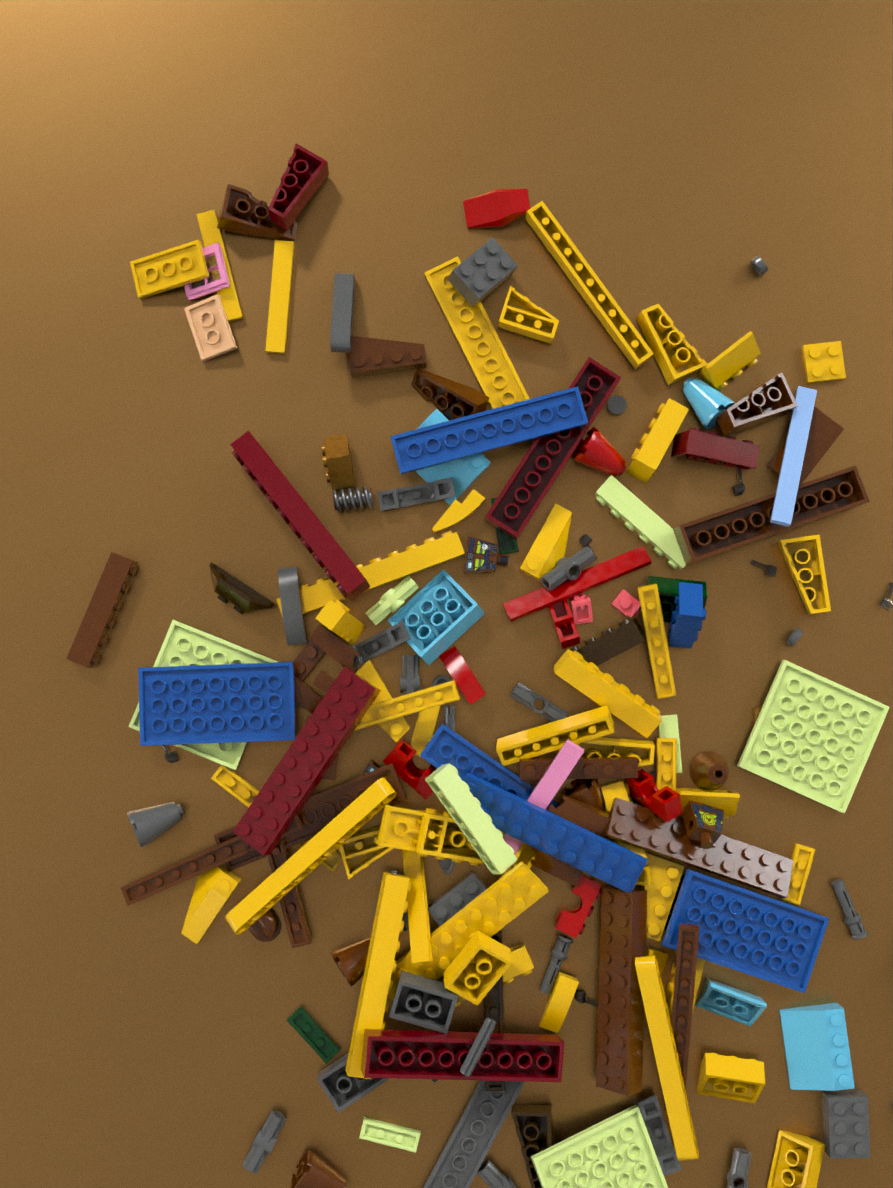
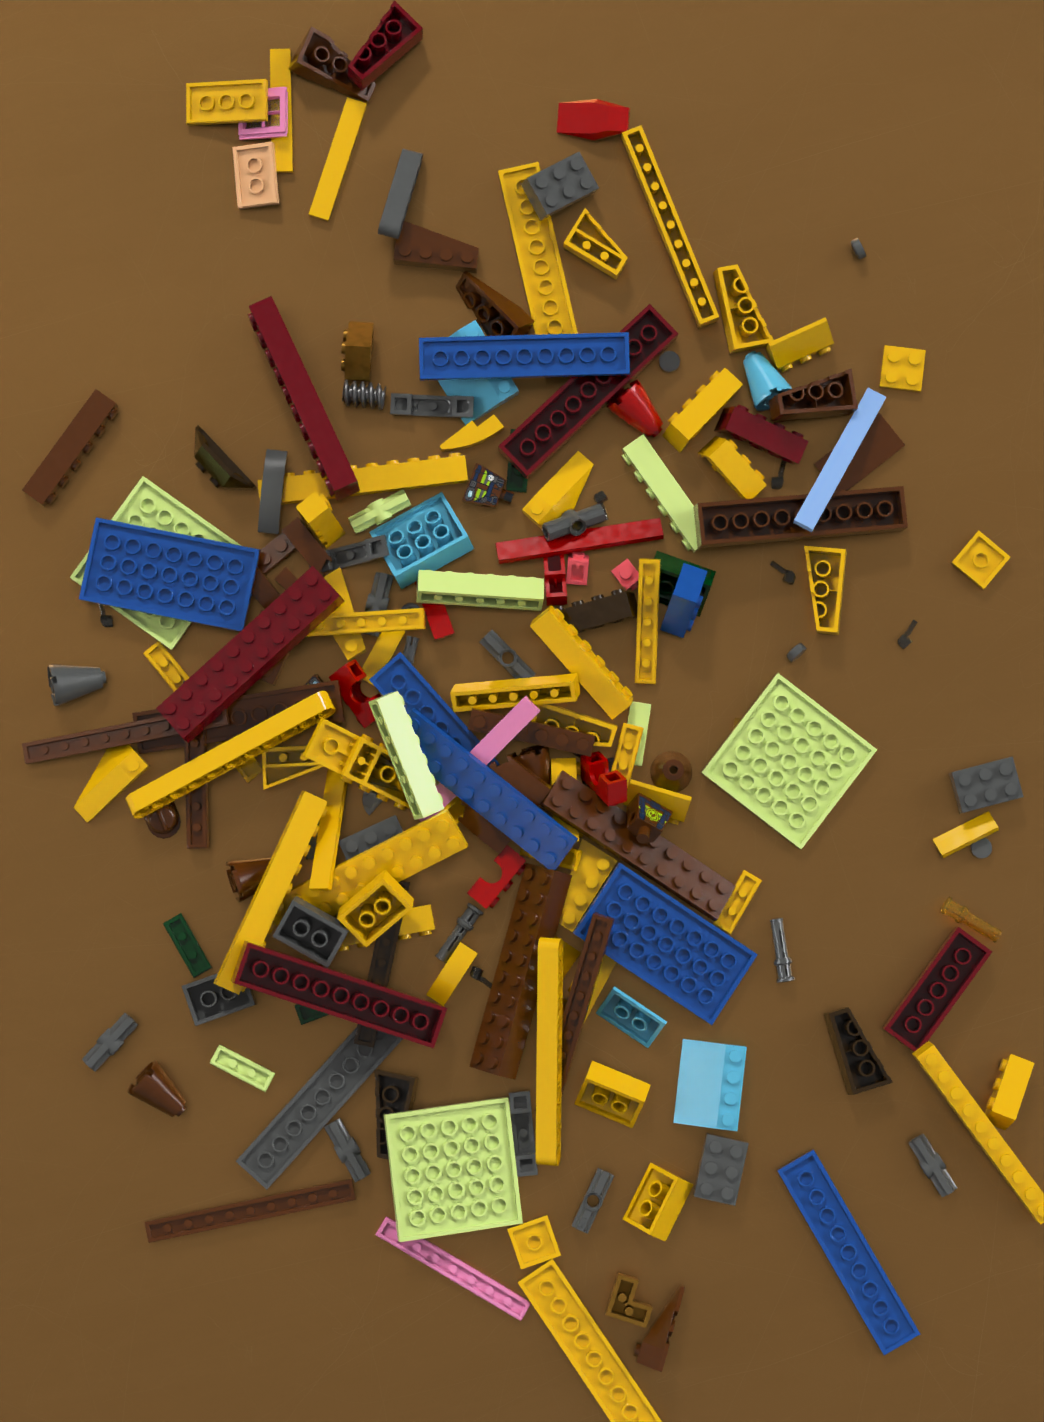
camera: 10 degrees right, 0 degrees up
(478, 1047) = (356, 985): dark grey axle -> none
(499, 650) = (480, 590): none -> yellowish green brick
(698, 485) = (733, 467): none -> yellow wedge

